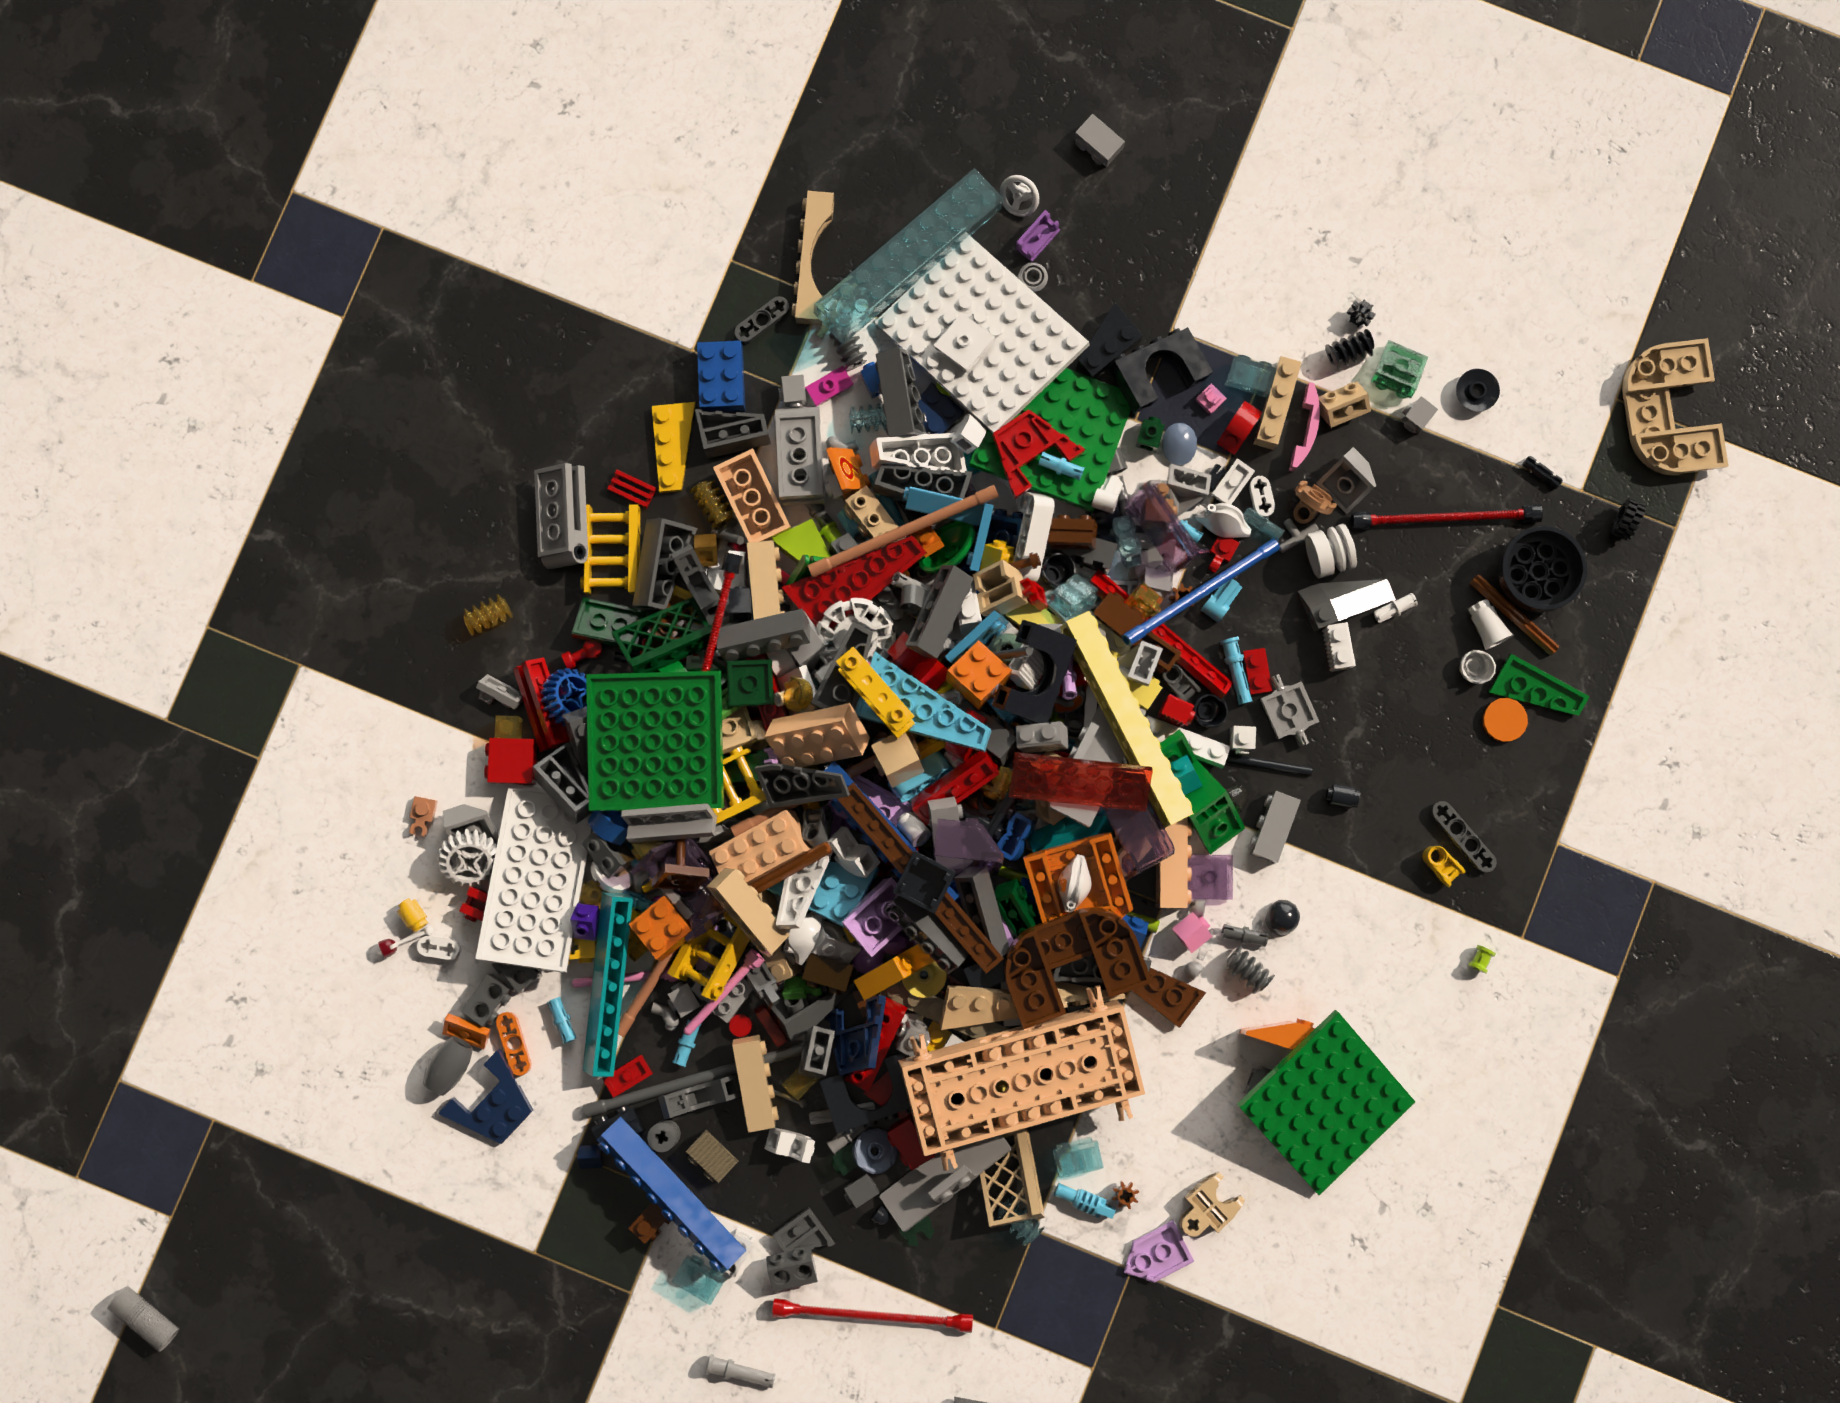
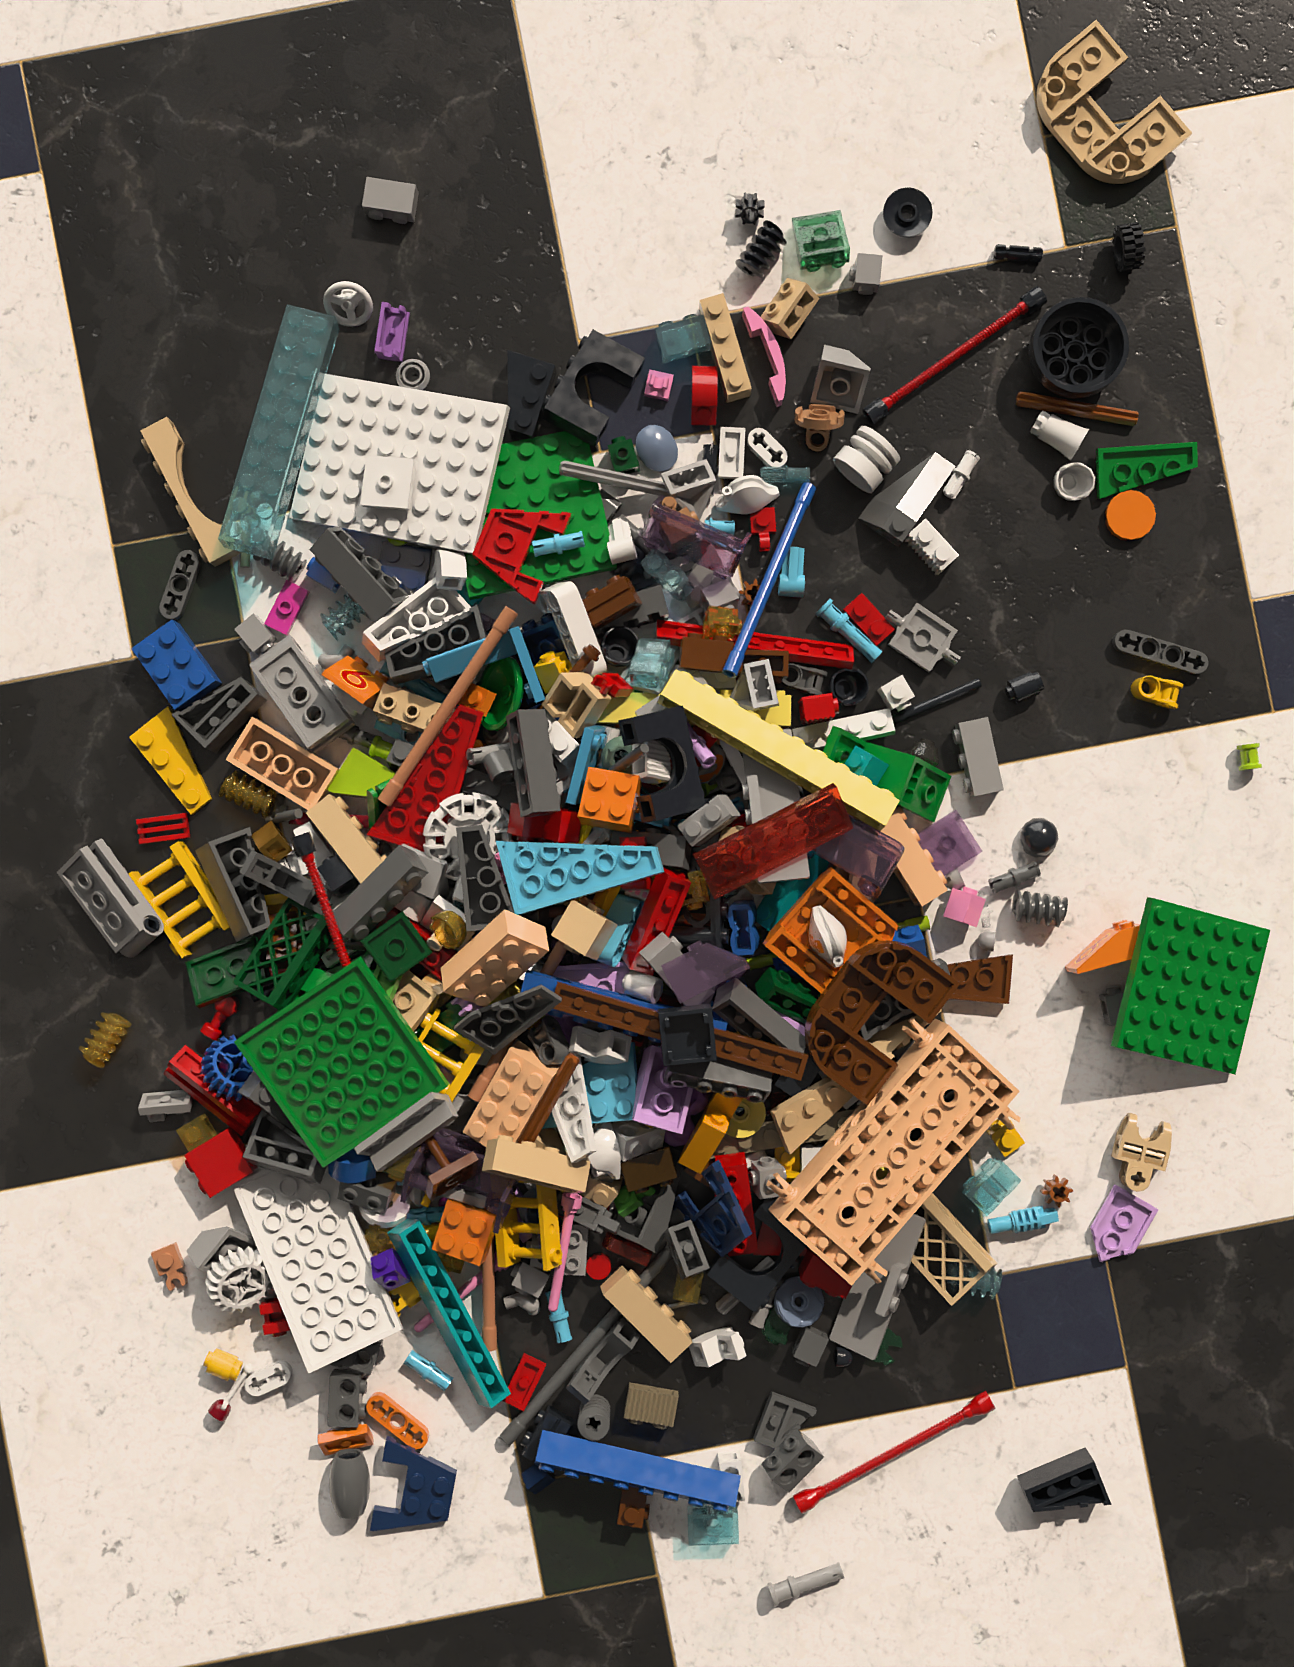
camera: 35 degrees left, 5 degrees up
(875, 692) = (522, 885): yellow fence -> none
(1111, 1128) = (1005, 1139): none -> yellow bracket
(1132, 445) = (613, 478): none -> light grey axle
(1297, 536) = (824, 465): light grey piece -> none

